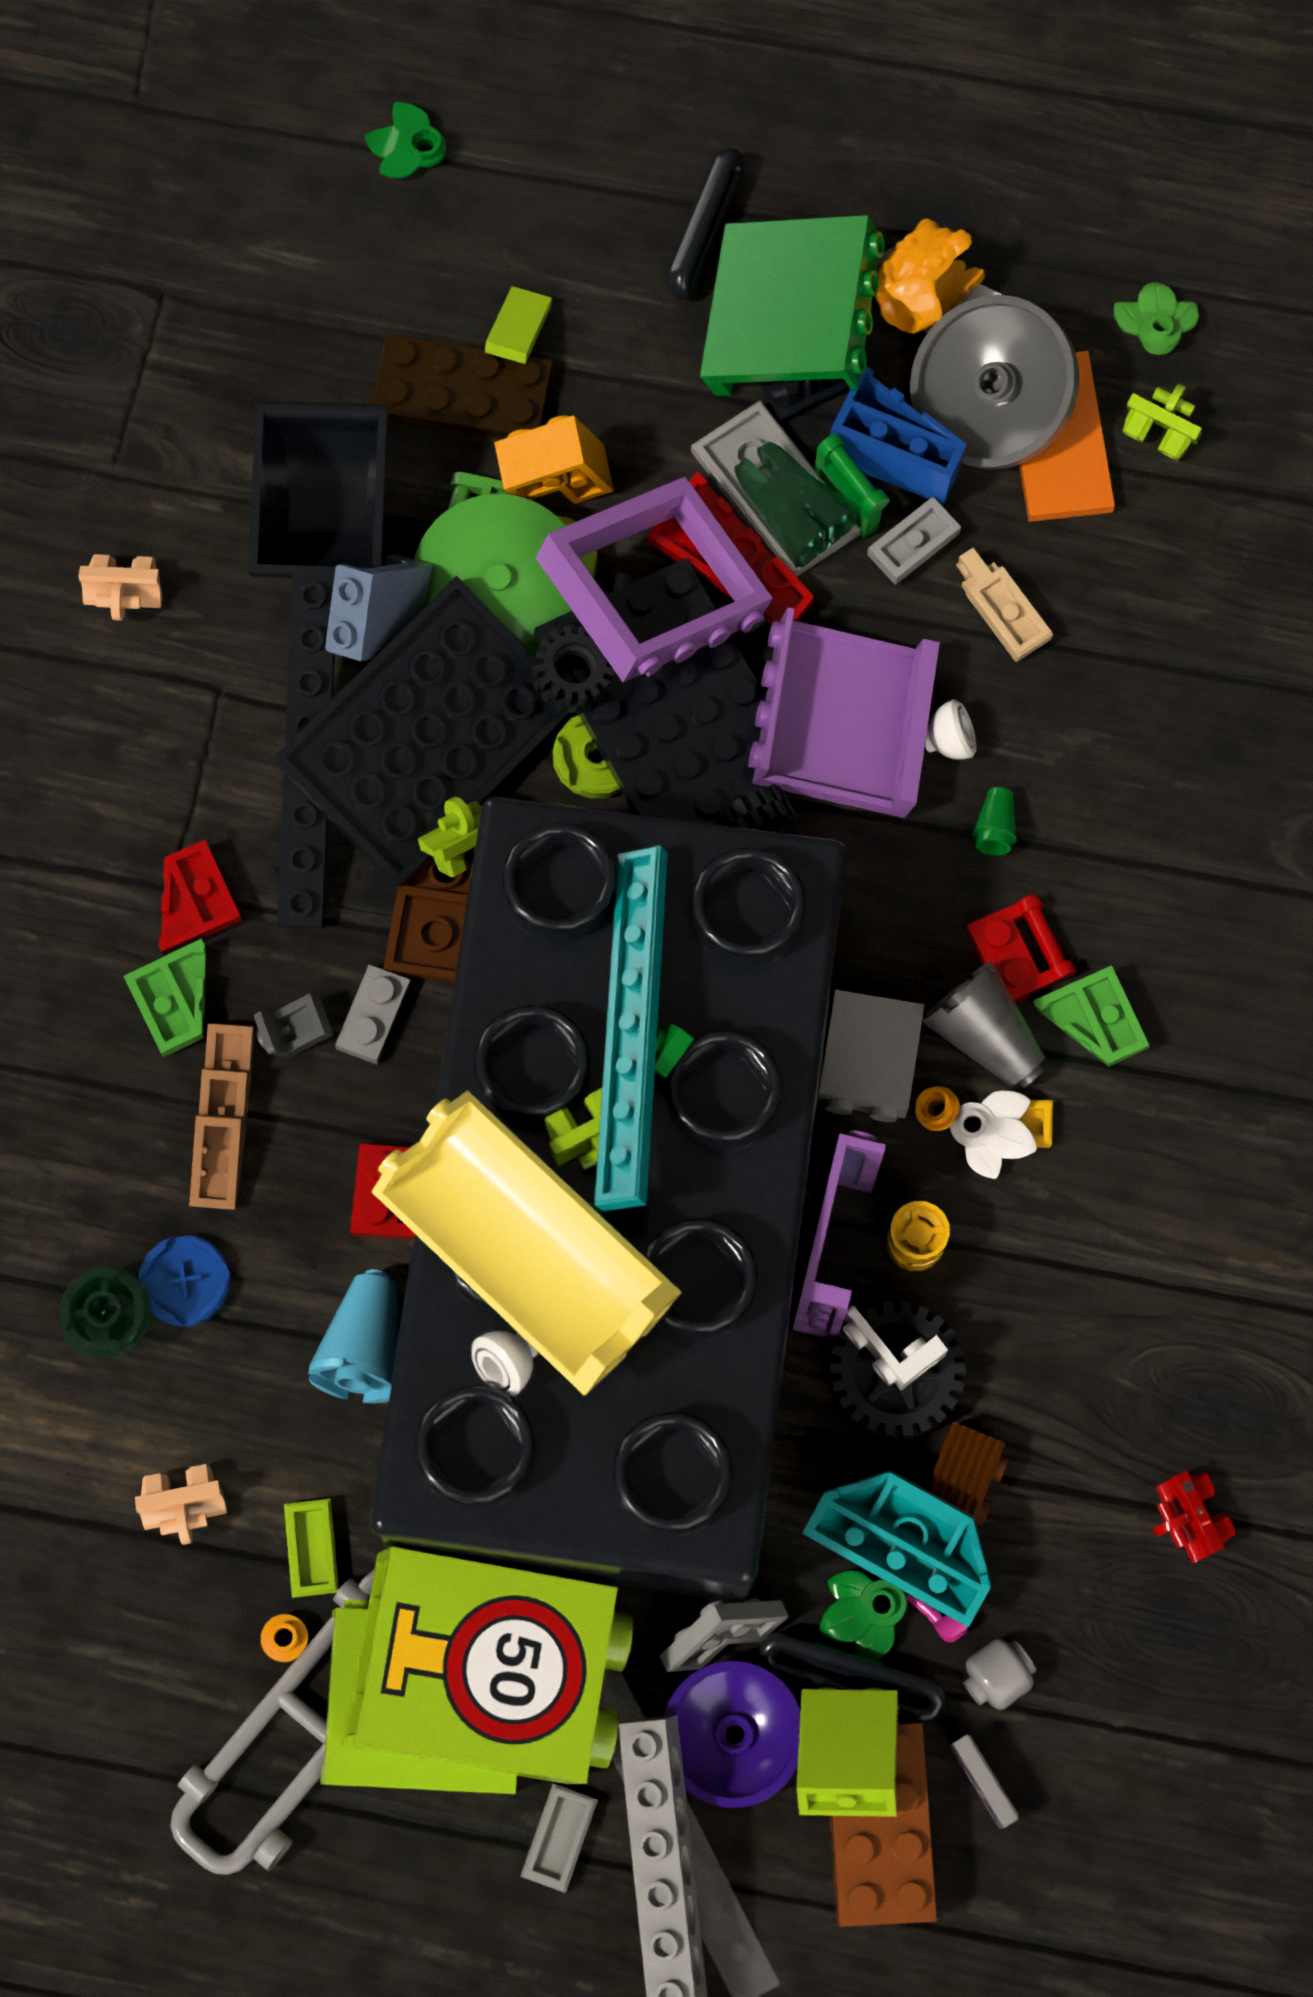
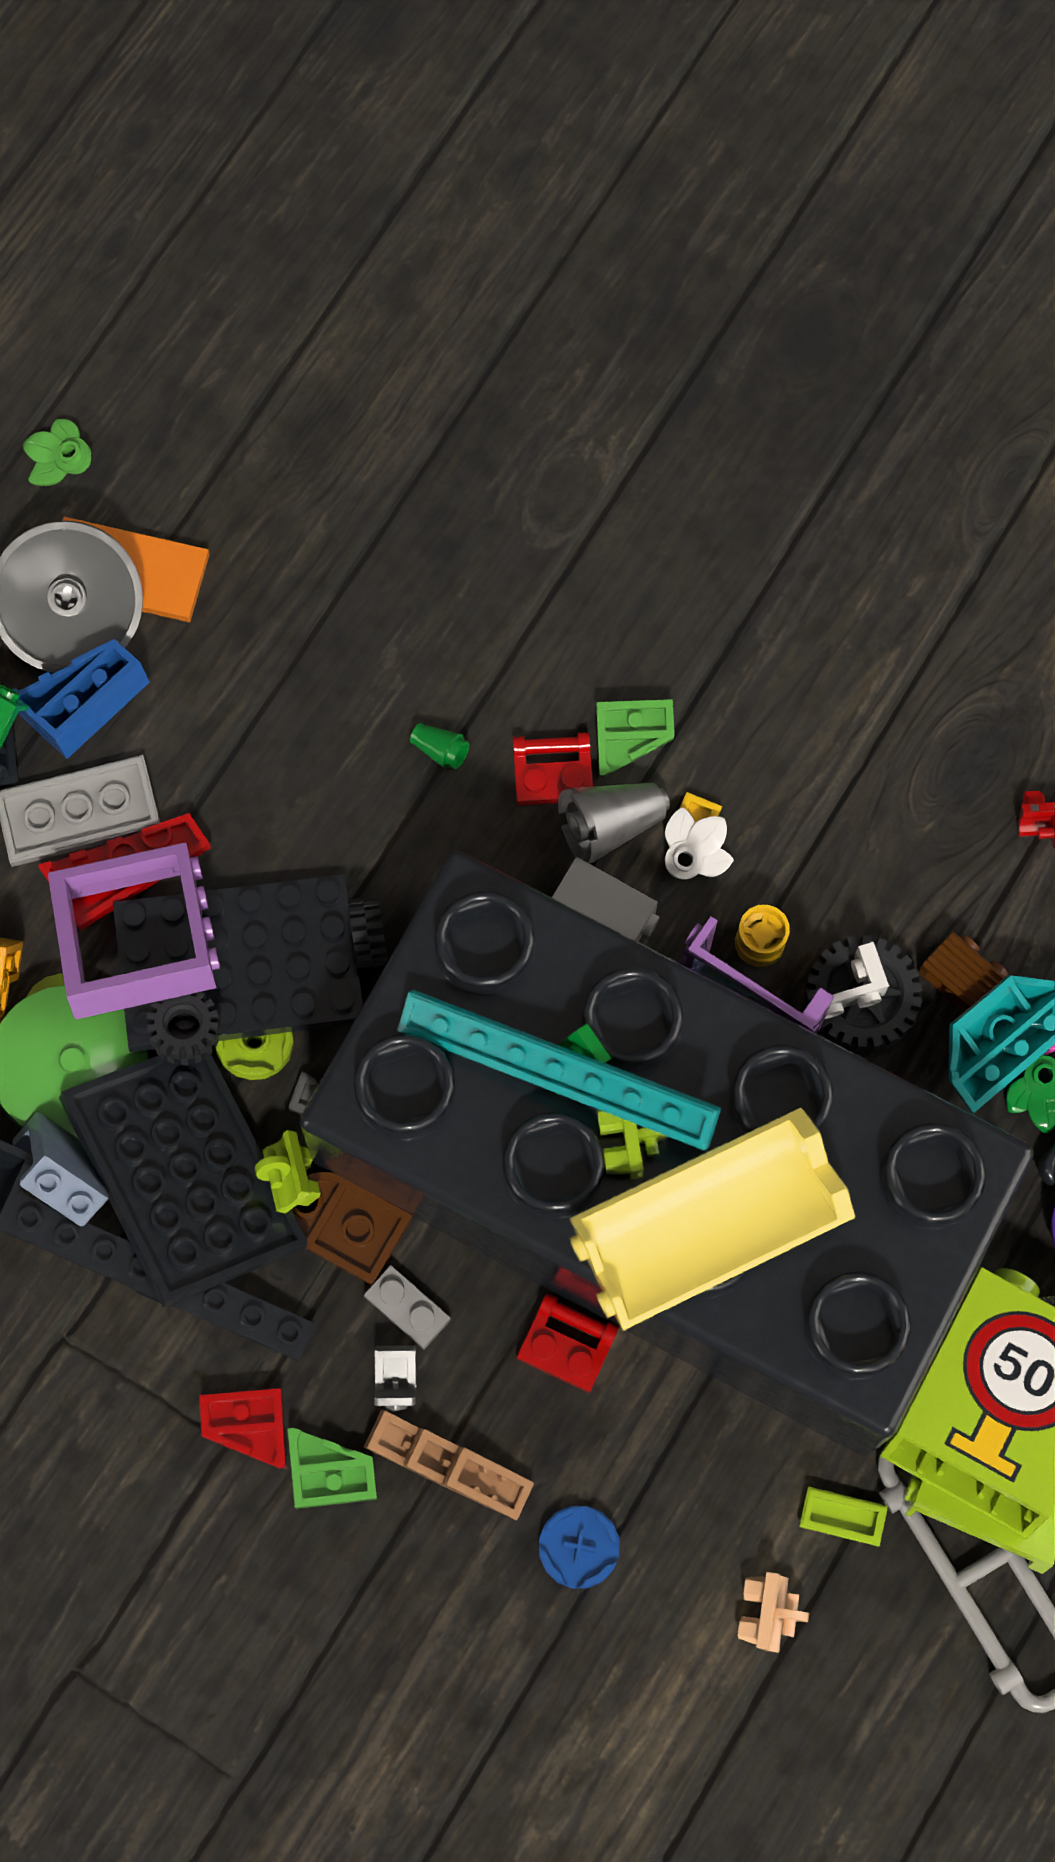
camera: 70 degrees left, 0 degrees up
(104, 1312) = (589, 1620): clear green cone -> none
(298, 1643) = (900, 1572): light orange plate -> none
(360, 1341) = (689, 1411): medium azure cone -> none
(503, 1360) = (795, 1276): white brick -> none
(722, 1625) = (1025, 1204): light grey plate -> none
(795, 504) = (101, 797): clear green piece -> none
(844, 717) = (305, 826): medium lavender panel -> none
(850, 483) = (106, 745): green plate -> none
(914, 540) = (171, 716): light grey plate -> none
(929, 1100) = (649, 886): light orange plate -> none
(951, 732) = (350, 751): white brick -> none
(1003, 606) = (257, 669): tan hinge -> none
(1179, 431) = (166, 474): lime hips -> none

